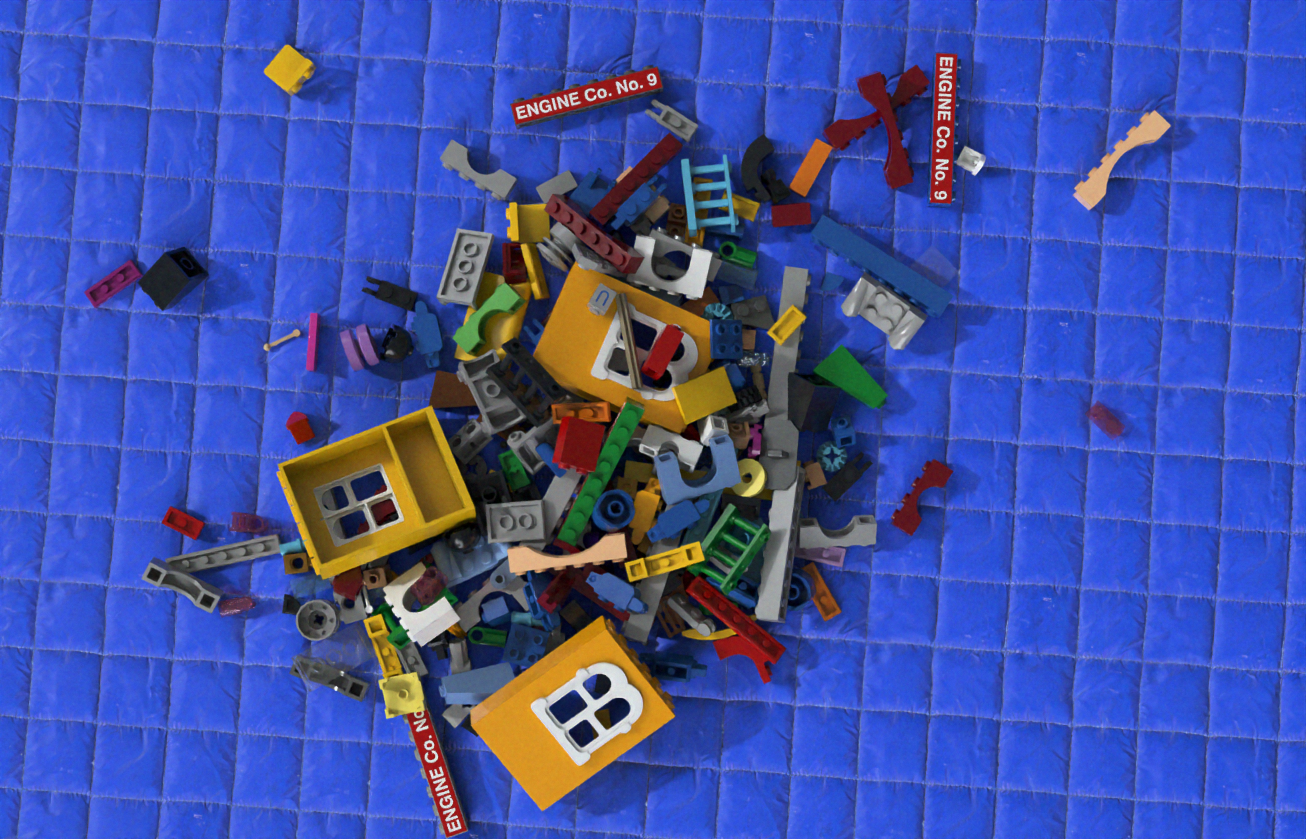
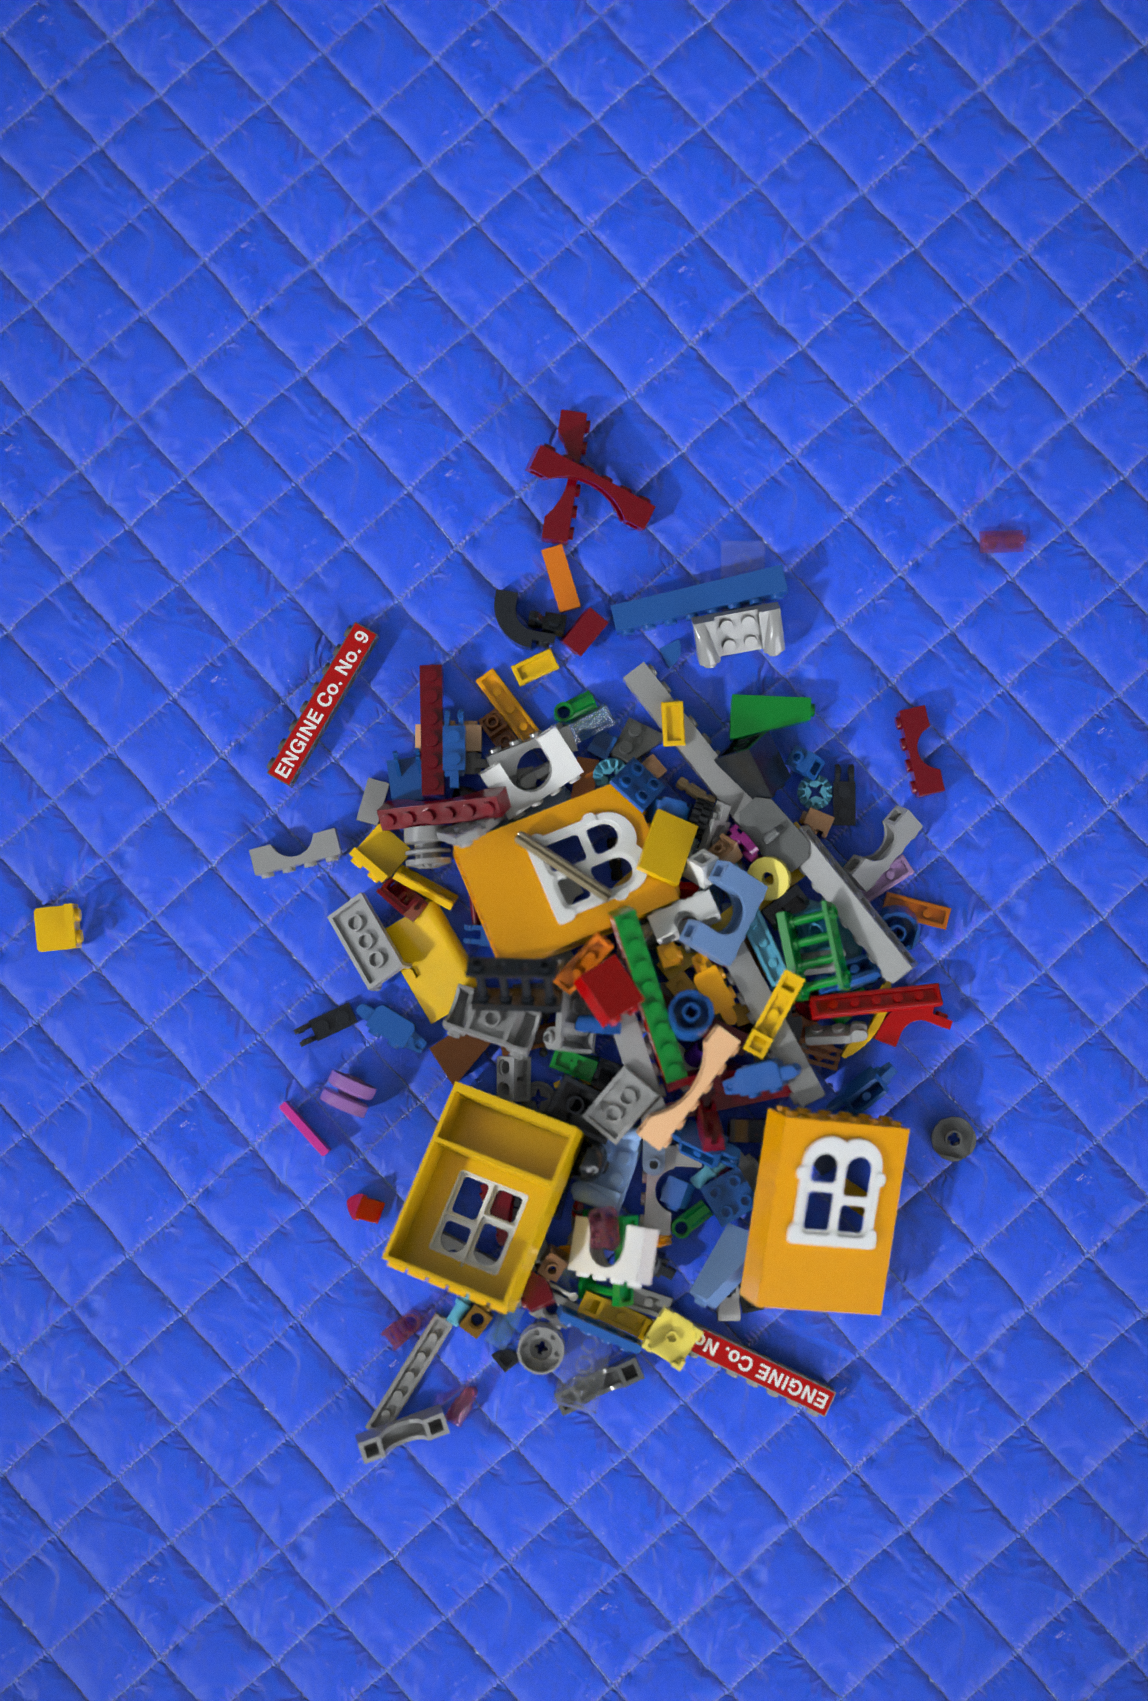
camera: 45 degrees left, 0 degrees up
(113, 283) = (92, 1248): magenta tile -> none
(172, 278) = (136, 1194): black slope -> none
(183, 523) = (350, 1383): red plate -> none
(296, 333) = (282, 1135): tan hinge -> none
(366, 650) = (605, 1332): none -> blue plate
(396, 345) = (375, 1061): black cylinder -> none
(459, 655) = (689, 1262): light grey piece -> none
(472, 335) = (428, 991): bright green arch -> none
(601, 300) = (507, 856): light grey brick -> none
(638, 463) = (670, 956): none -> light orange brick
(662, 351) = (599, 847): red brick -> none
(673, 121) = (412, 653): light grey hinge -> none
(677, 519) = (748, 969): blue hinge -> none
(693, 206) = (499, 705): medium azure fence -> none
(695, 763) = (963, 1131): none -> dark grey plate
(724, 231) = (543, 697): blue brick -> none
(751, 359) = (672, 779): clear light blue plate -> none
(942, 130) = (635, 440): brick -> none
(971, 160) = (682, 442): white tile -> none
(1094, 188) = (803, 364): light nougat arch -> none

